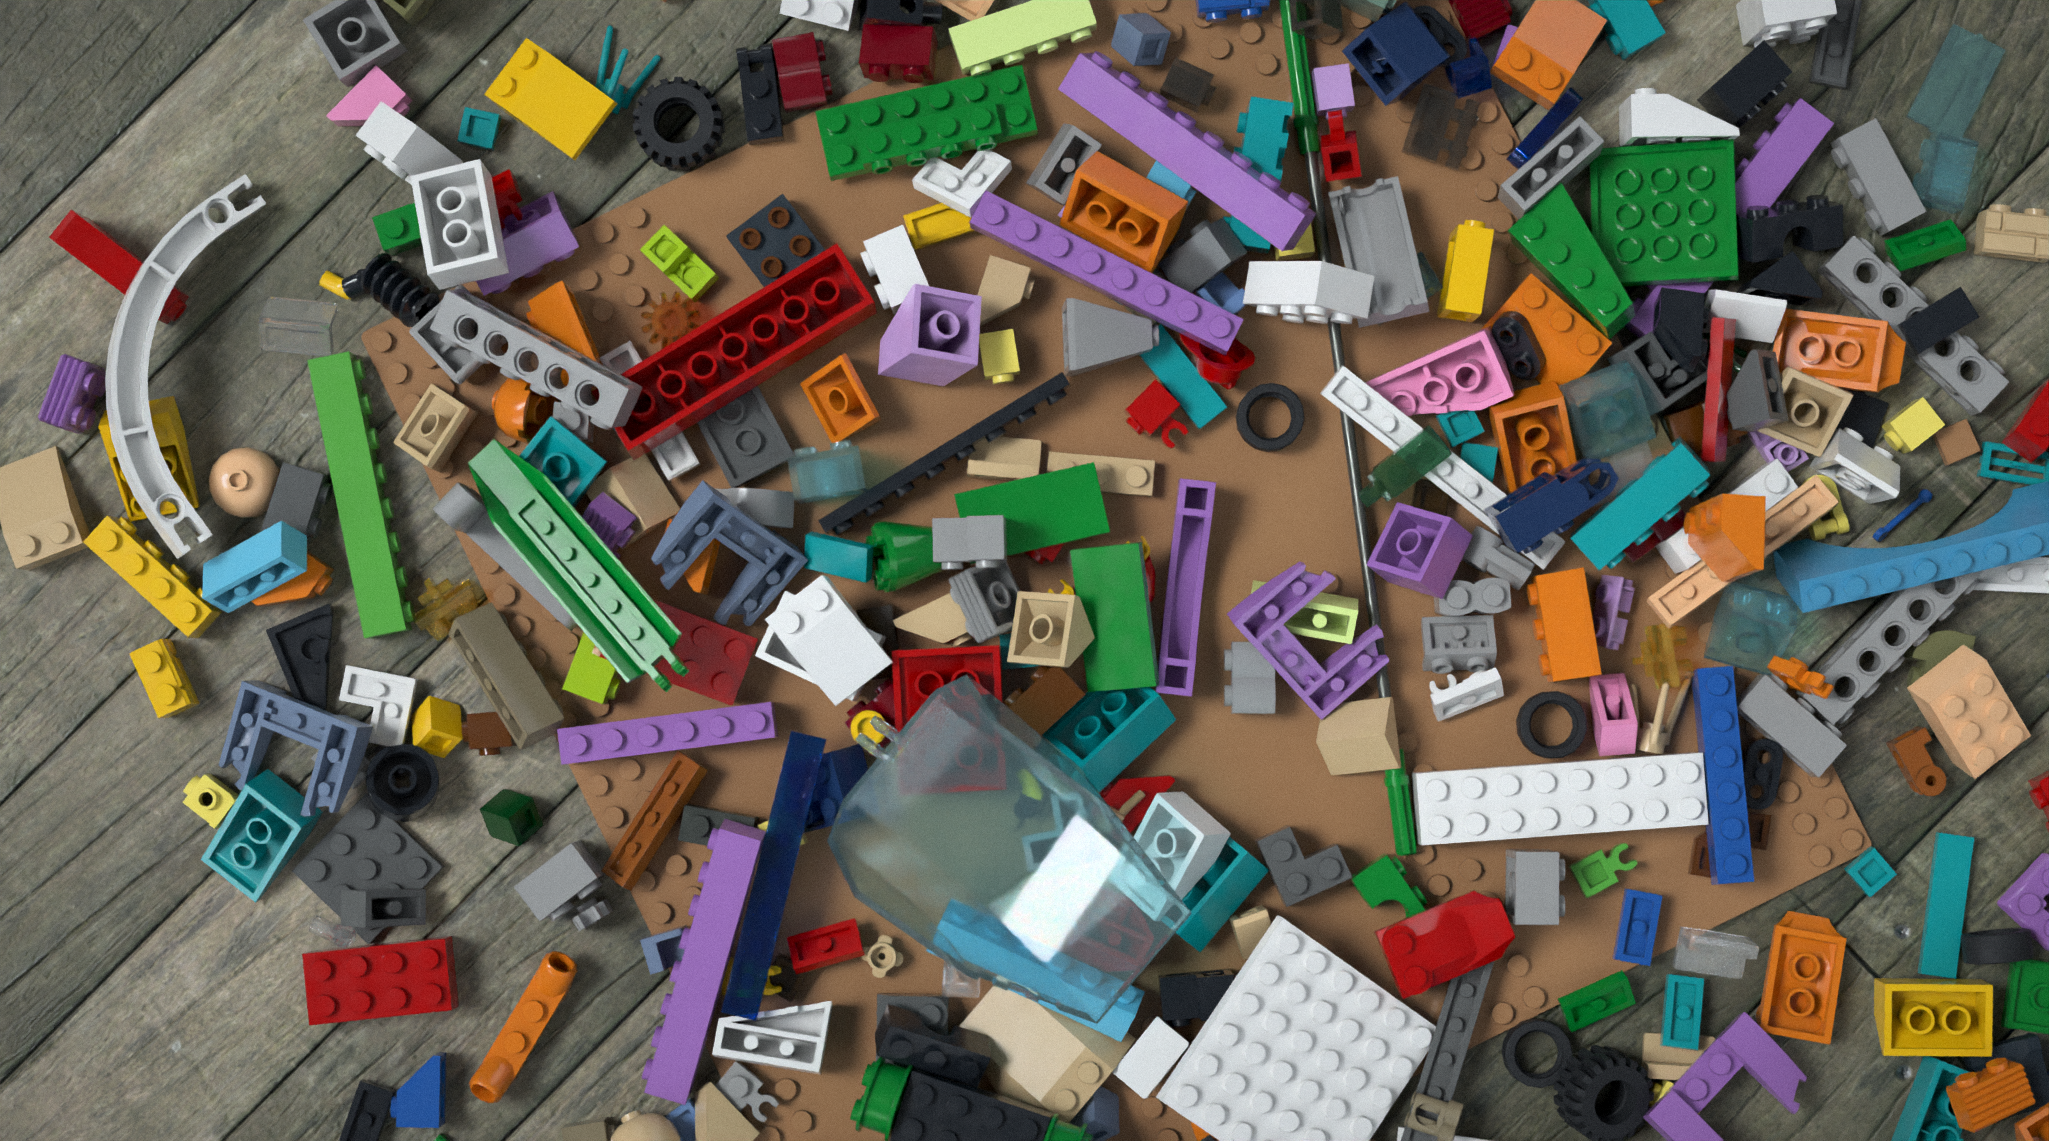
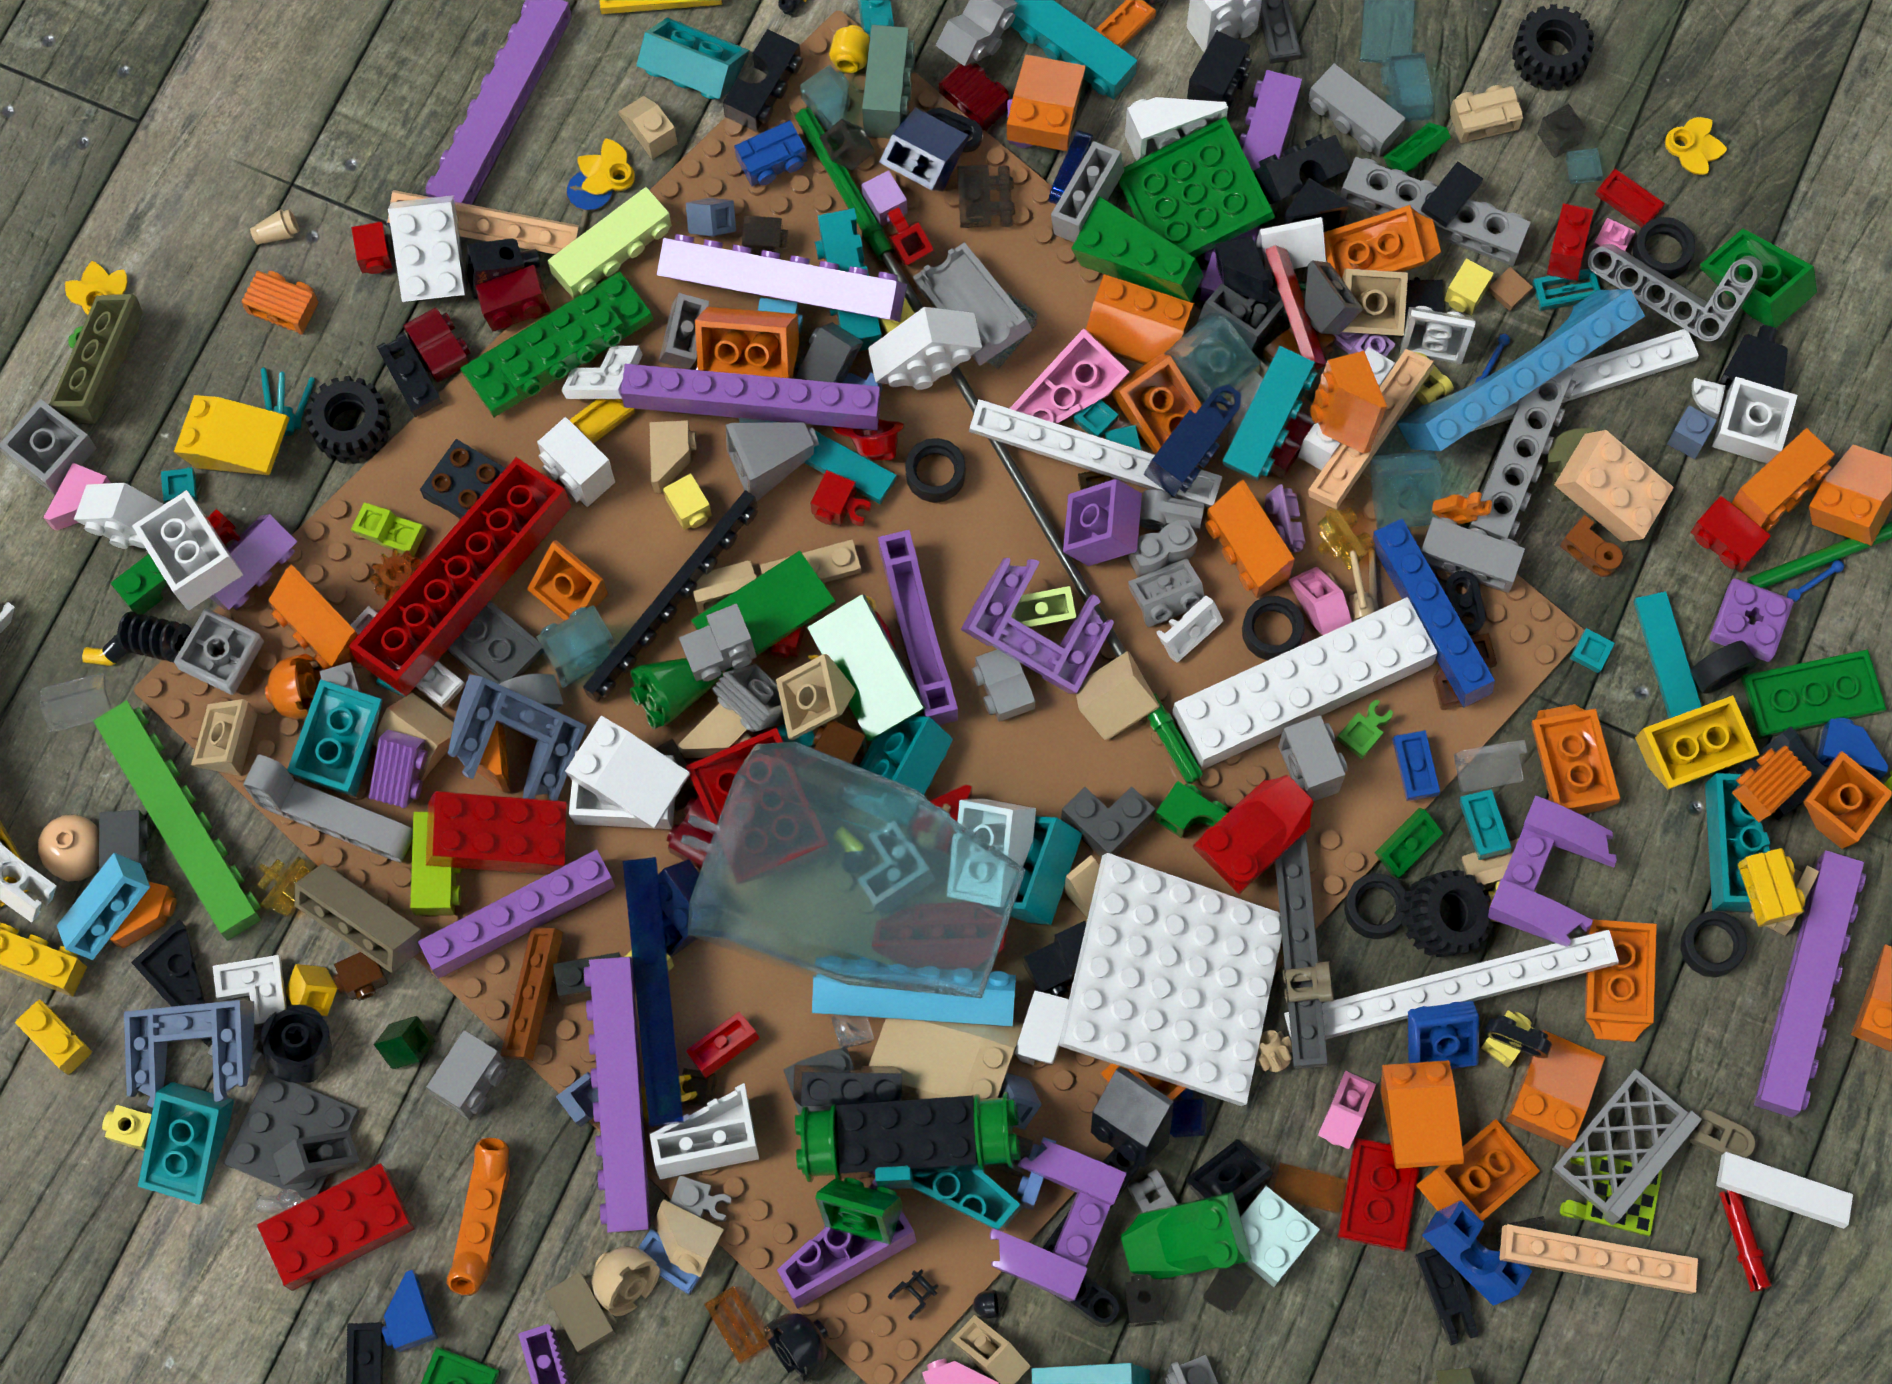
camera: 20 degrees left, 15 degrees down
(576, 565) = (387, 785): hinge -> none
(591, 912) = (505, 1097): light grey plate -> none
(616, 392) = (211, 624): light grey brick -> none
(838, 556) = (620, 708): teal tile -> none
(862, 724) = (688, 829): yellow tile -> none
(892, 957) = (773, 1027): tan plate -> none
(932, 336) = (624, 500): lavender slope -> none
(1405, 466) = (1063, 460): clear green hinge -> none
(1465, 271) = (1050, 294): yellow window -> none
(1470, 74) = (991, 142): clear blue panel -> none
(1519, 347) = (1121, 335): black plate -> none

